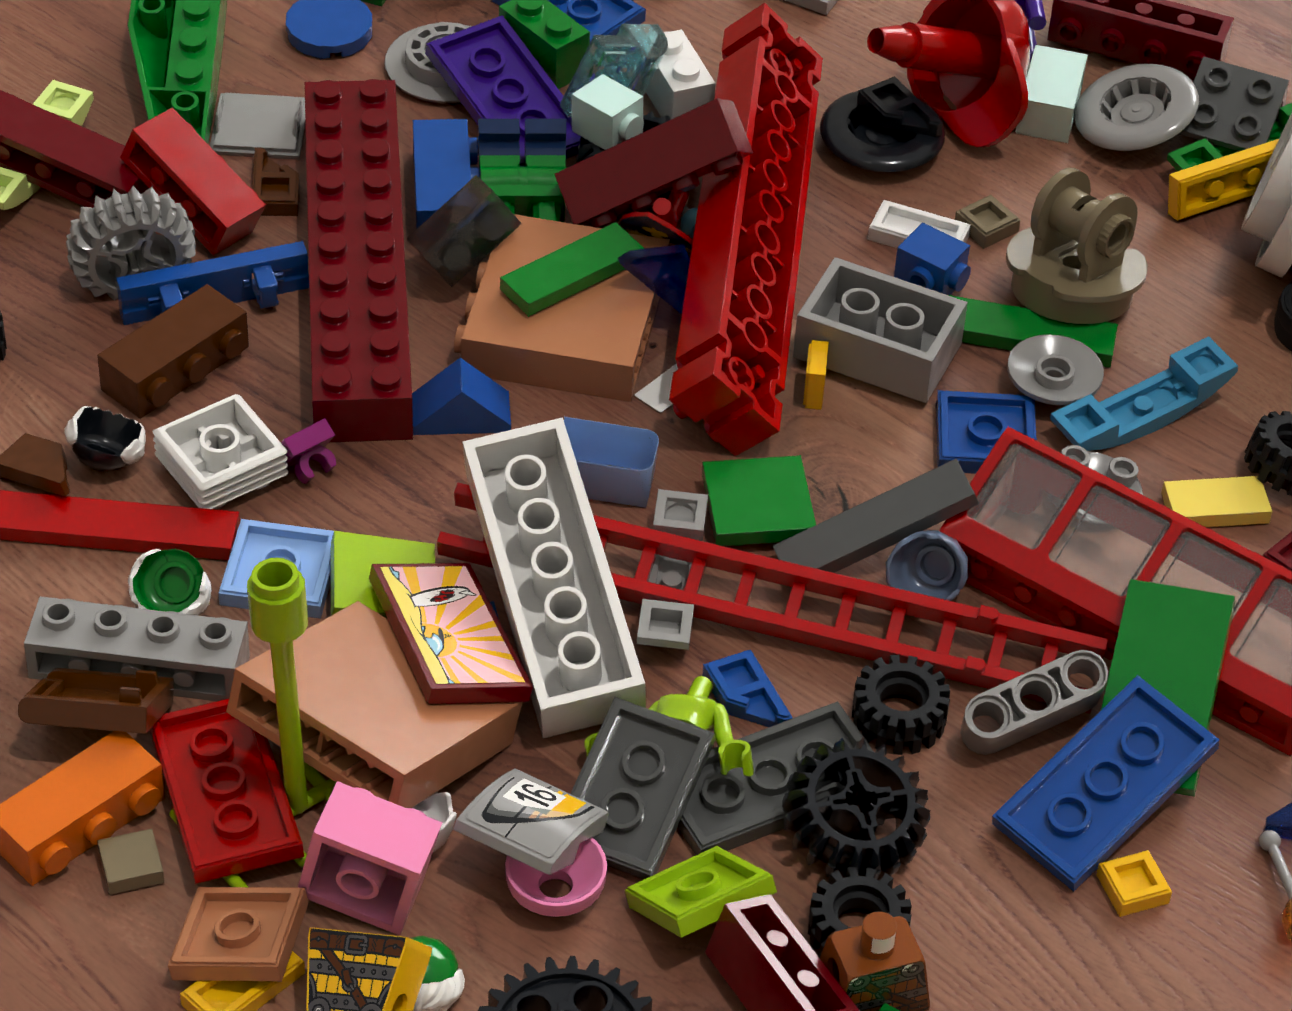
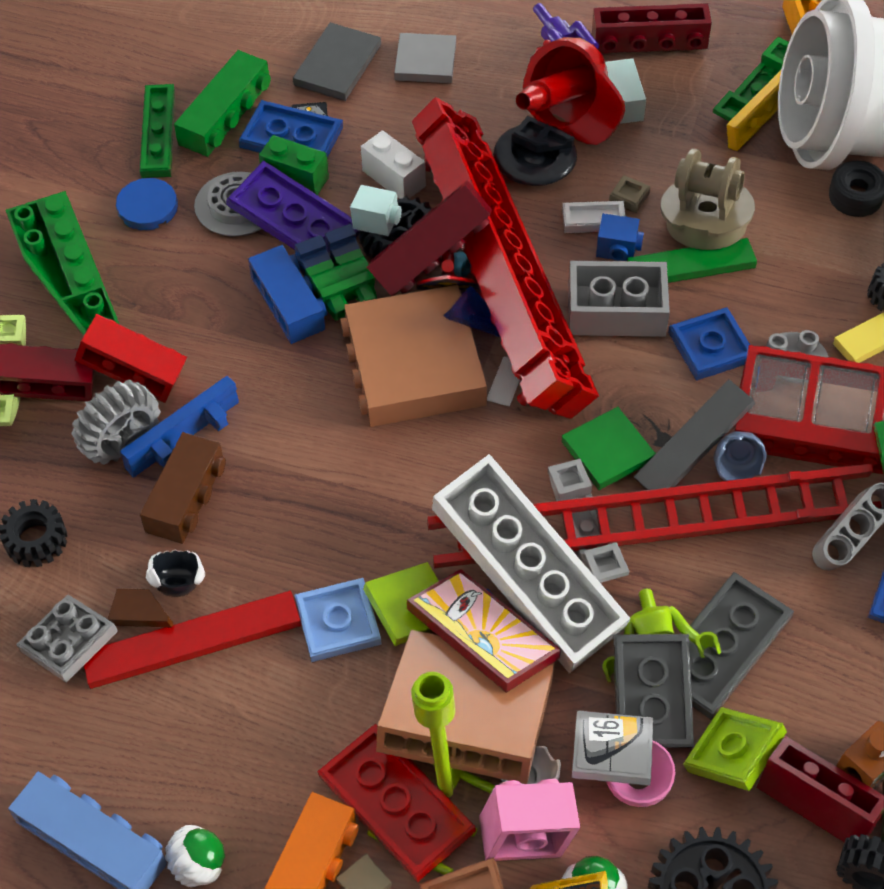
camera: 20 degrees left, 10 degrees up
(98, 700) = (282, 776): reddish brown container -> none
(125, 639) = (283, 722): light grey brick -> none
(169, 582) = (278, 667): green hair -> none
(220, 452) = (250, 534): white brick -> none
(259, 121) = (141, 294): light grey piece -> none
(275, 185) = (177, 335): reddish brown tile -> none
(310, 445) = (306, 526): magenta tile -> none
(357, 262) = (267, 374): dark red brick -> none
(460, 403) = (385, 451): blue slope -> none
(464, 230) = (327, 328): clear smoke brick -> none
(568, 269) = (412, 331): green tile -> none
(607, 444) = (508, 444): light blue piece -> none
(625, 57) = (364, 167): clear light blue brick -> none
(746, 689) = (673, 586): blue tile -> none
(815, 374) = (593, 344): yellow tile -> none
(852, 895) = (834, 703): black tyre -> none
(867, 794) = (781, 624): black gear -> none
(903, 682) = (779, 542): black tyre -> none
(1055, 369) = (731, 284): light grey dish -> none
(1136, 107) = (679, 90): light grey wheel -> none
(1151, 404) = (795, 284): dark azure slope -> none
(1235, 105) = (733, 63): dark grey bracket -> none

